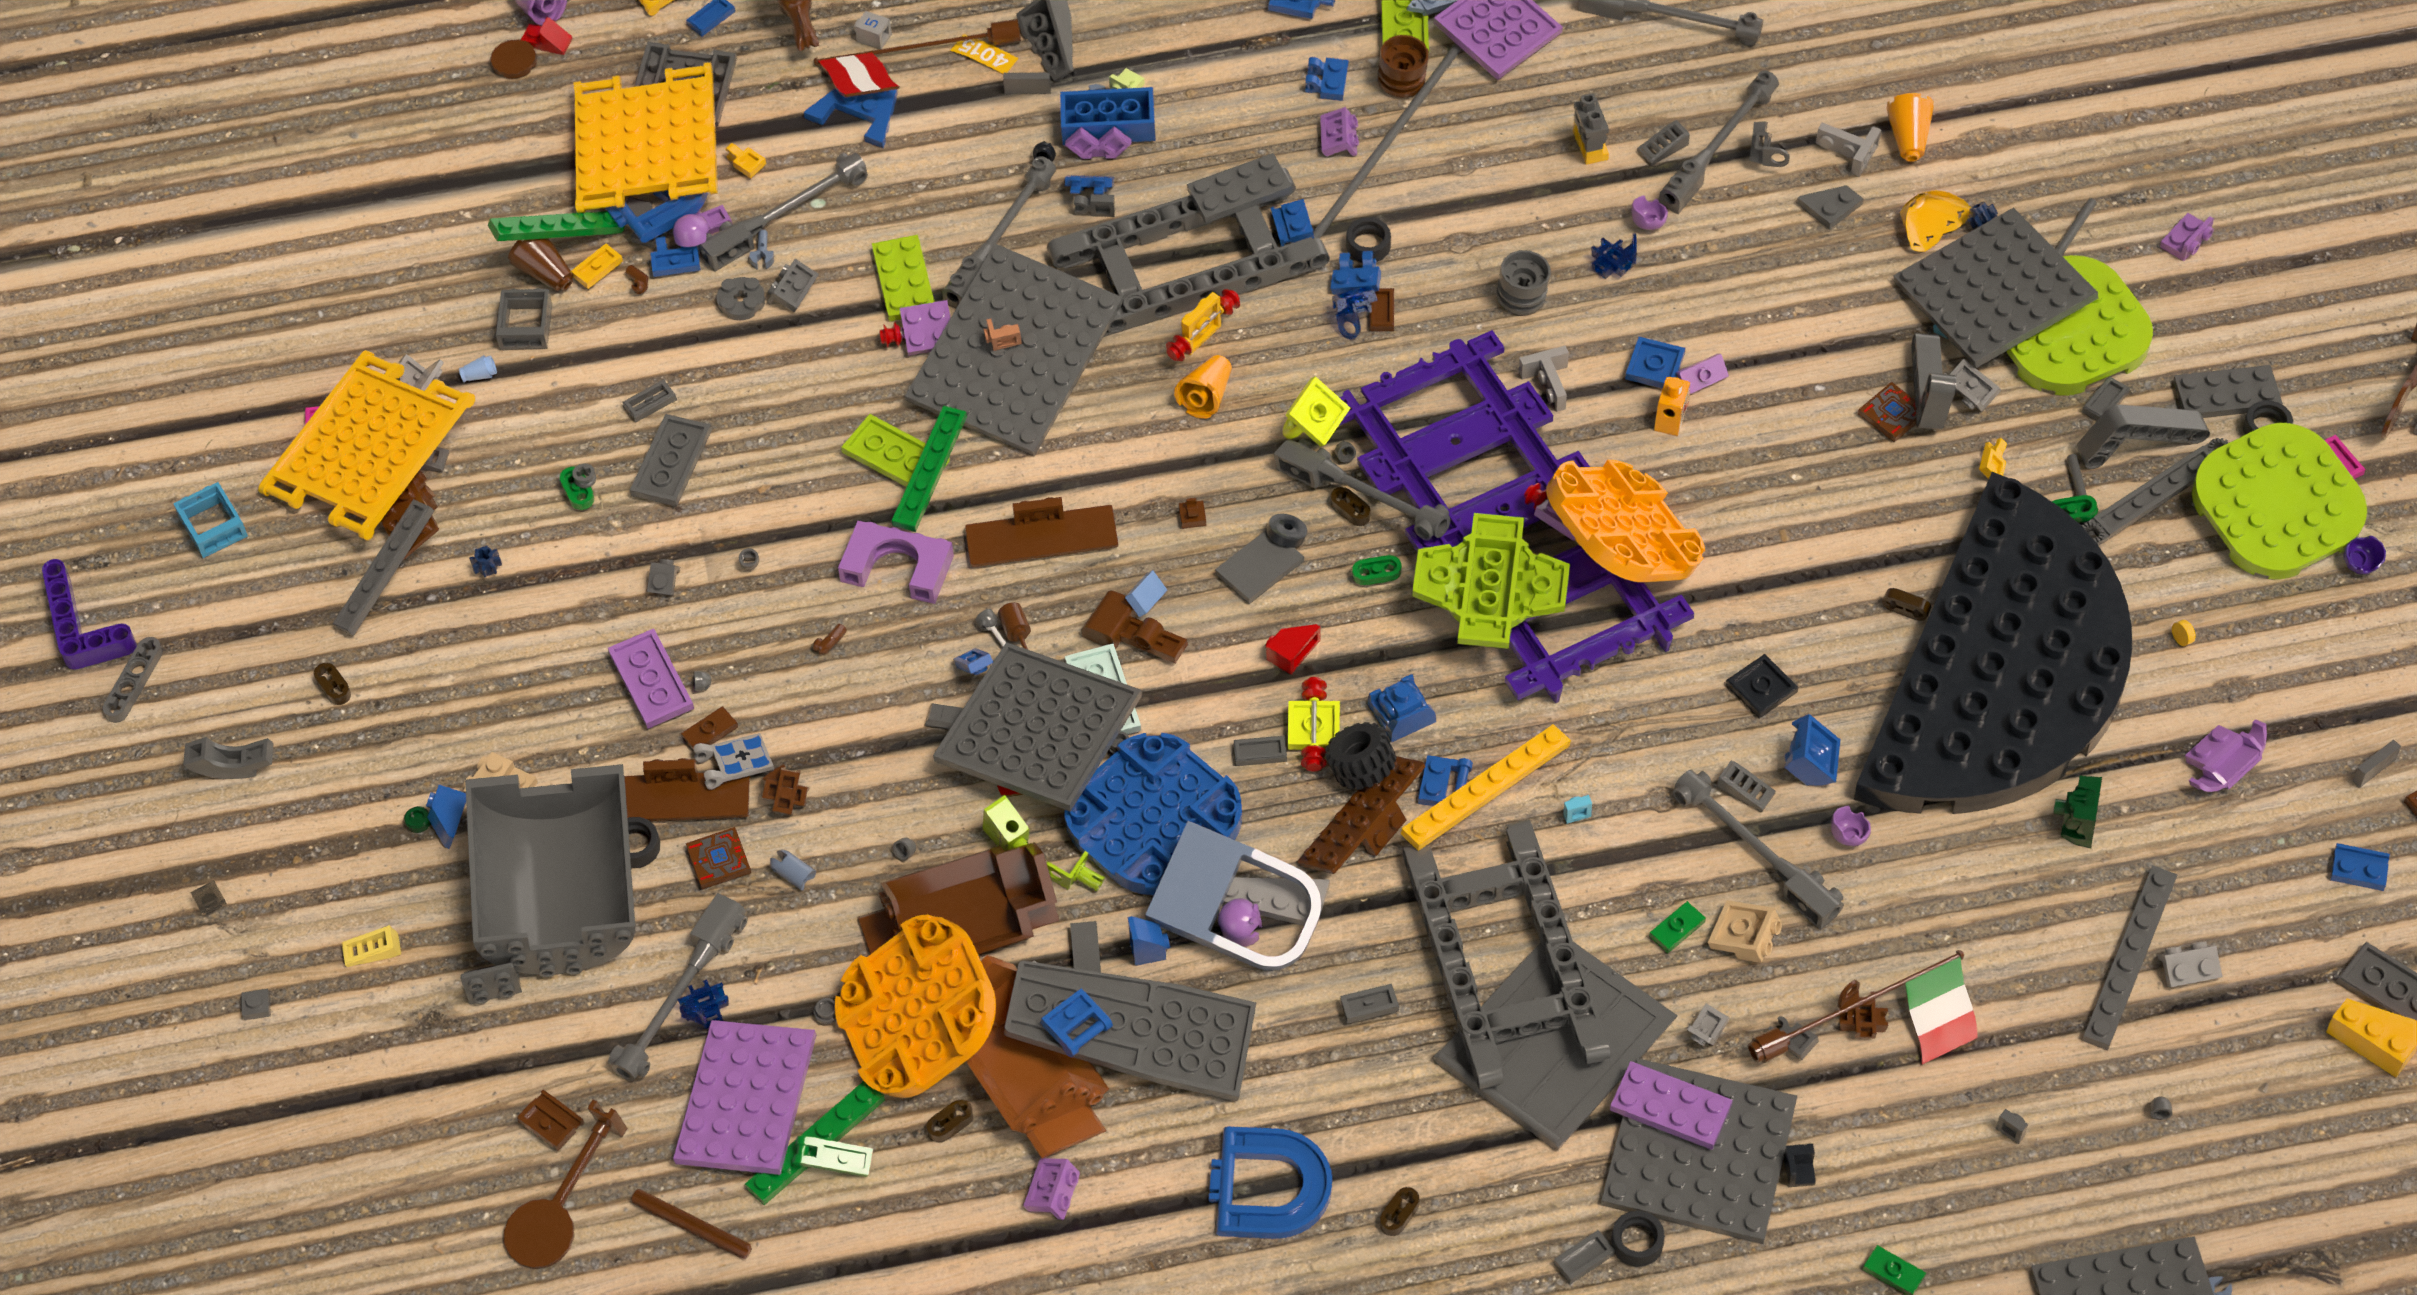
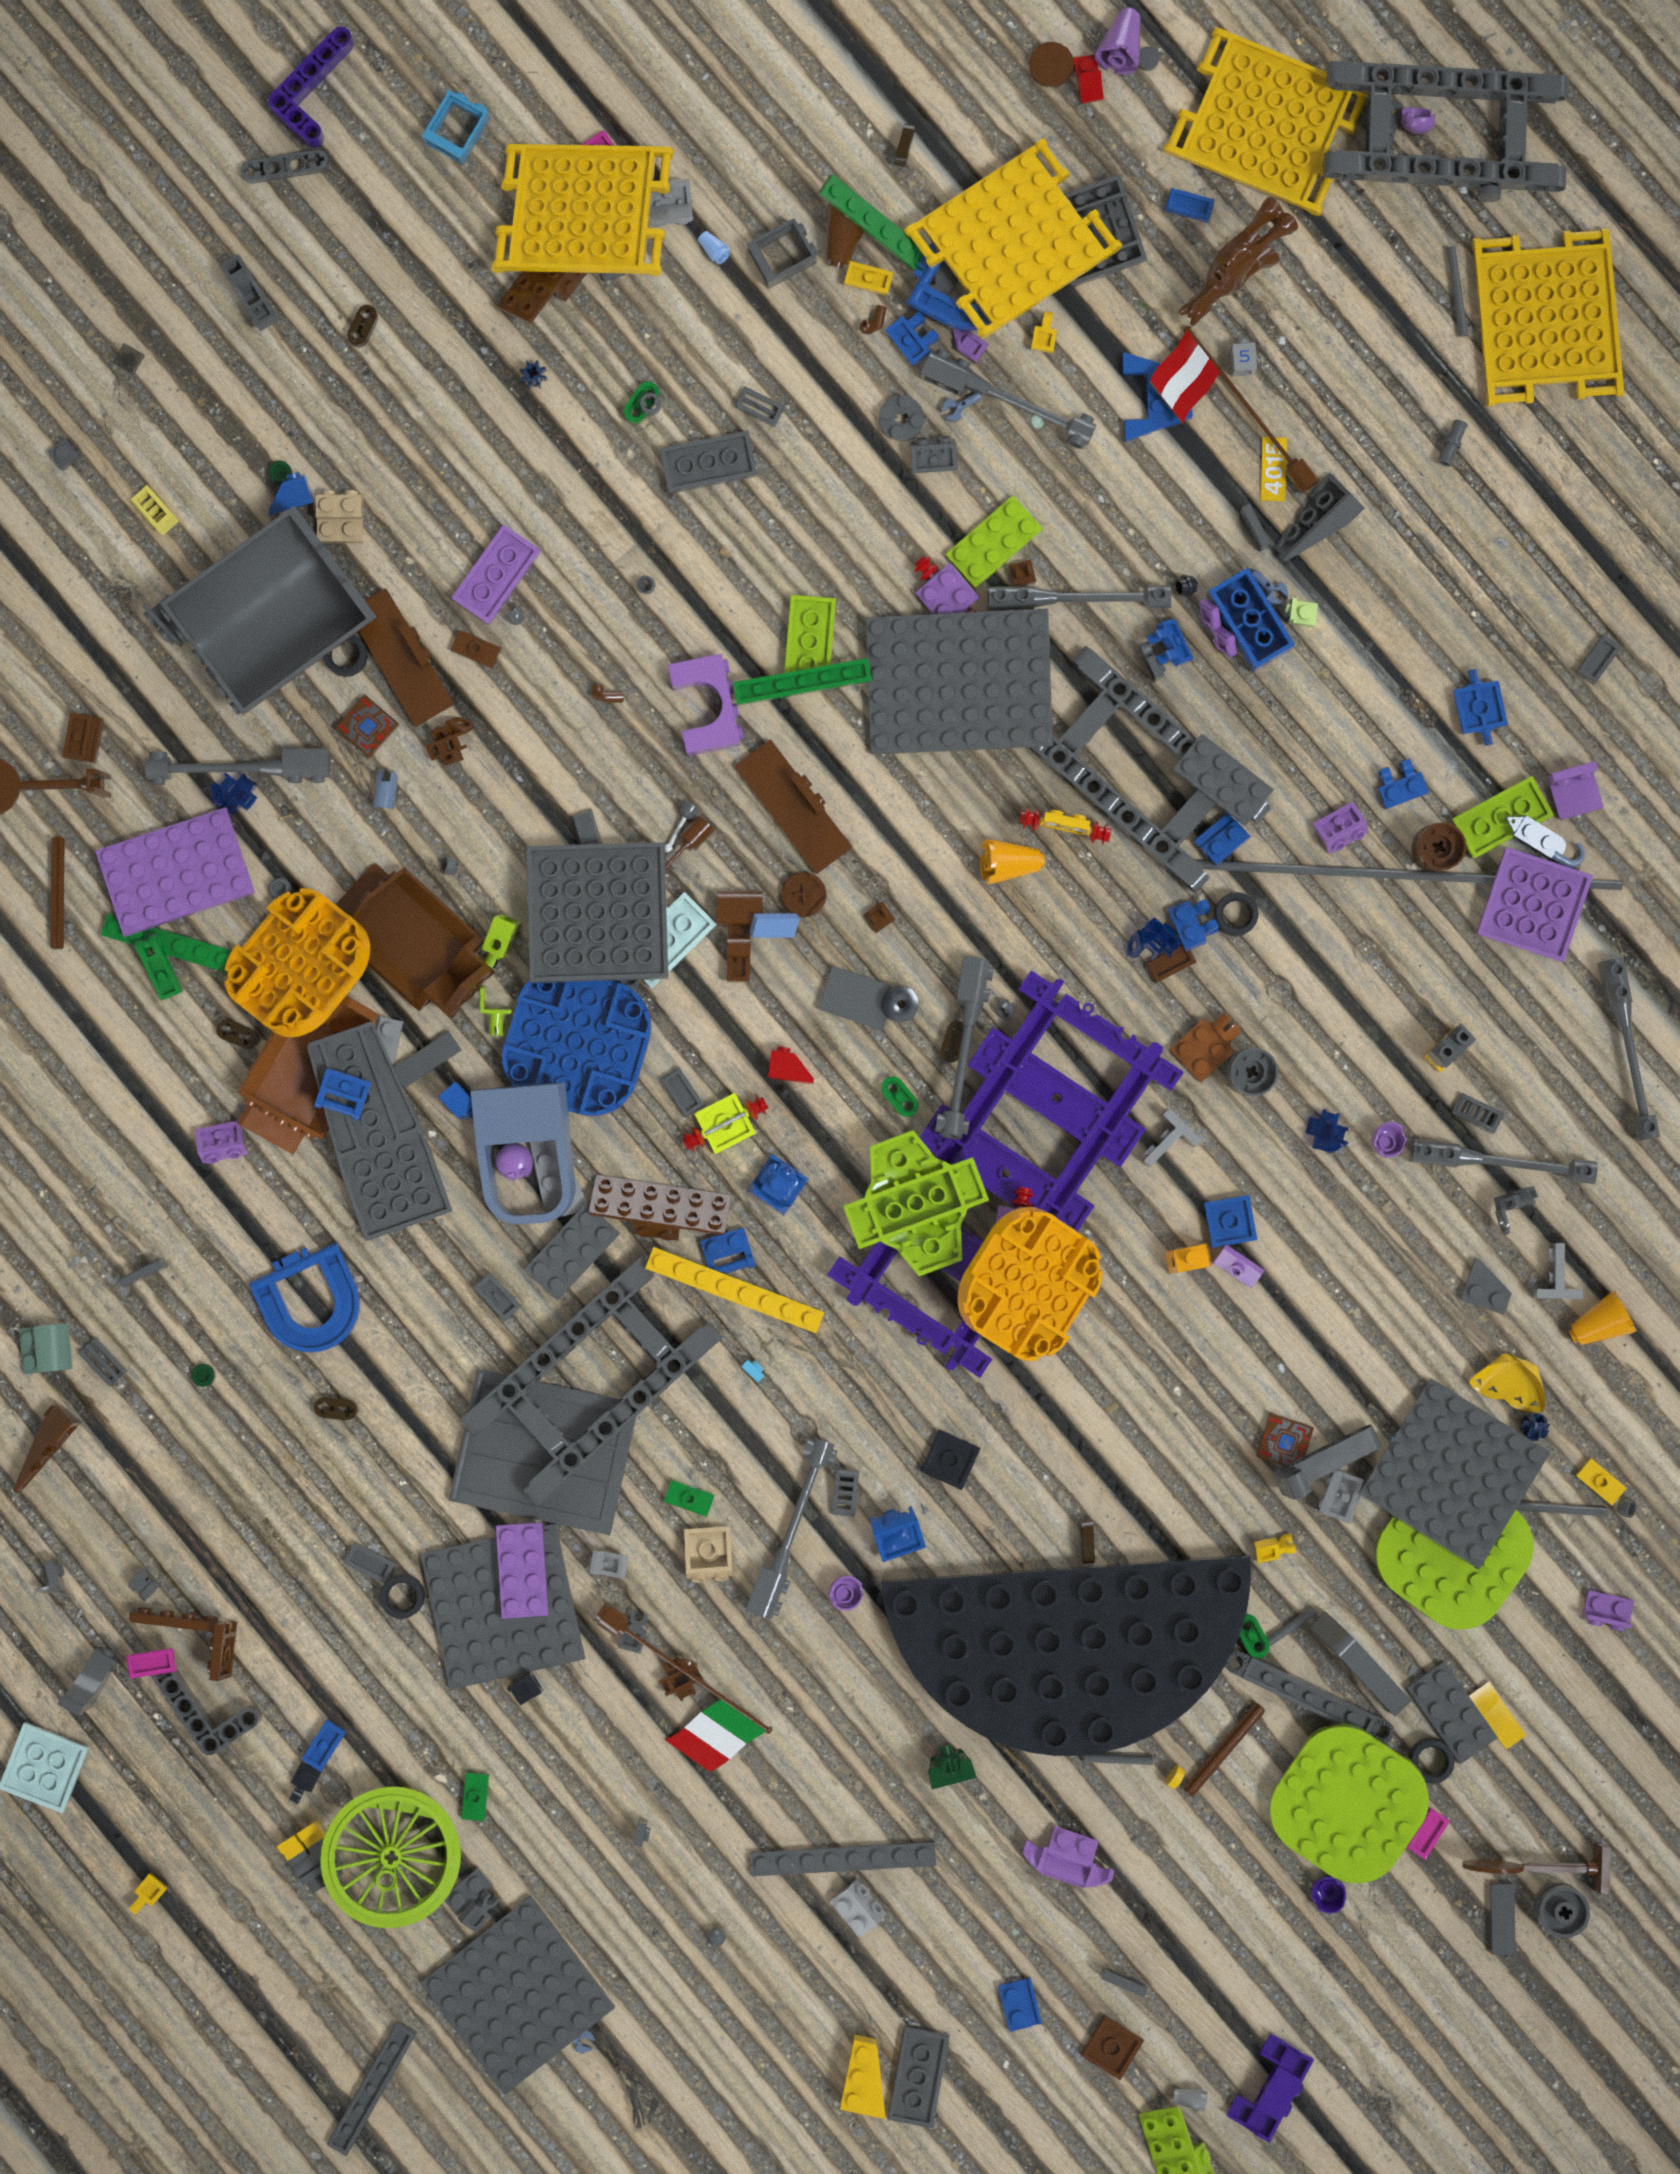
camera: 60 degrees right, 30 degrees up
(383, 567) = (477, 300): dark grey tile -> none
(500, 188) = (904, 145): none -> dark brown beam
(662, 577) = (594, 525): dark grey bracket -> none
(690, 230) = (937, 338): medium lavender hair -> none
(734, 759) = (460, 689): light grey flag -> none
(945, 267) = (1022, 573): none -> reddish brown tile
(973, 661) = (639, 823): blue plate -> none
(1003, 337) = (957, 672): nougat bracket -> none
(1130, 564) = (804, 894): none -> reddish brown tile
(1315, 413) = (1014, 972): neon yellow tile -> none
(1360, 755) = (703, 1195): black tyre -> none
(1362, 915) = (571, 1251): none -> dark grey plate
(1477, 310) = (1206, 1046): none -> dark orange plate
(2061, 194) = (1600, 1481): none -> yellow plate
(2095, 183) = (1627, 1507): none -> dark grey hinge
(2108, 395) = (1390, 1613): dark grey tile -> none
(2141, 675) = (1119, 1759): none -> dark grey bar
(2175, 584) = (1224, 1749): none -> reddish brown axle
(2249, 358) = (1497, 1715): none -> yellow sticker

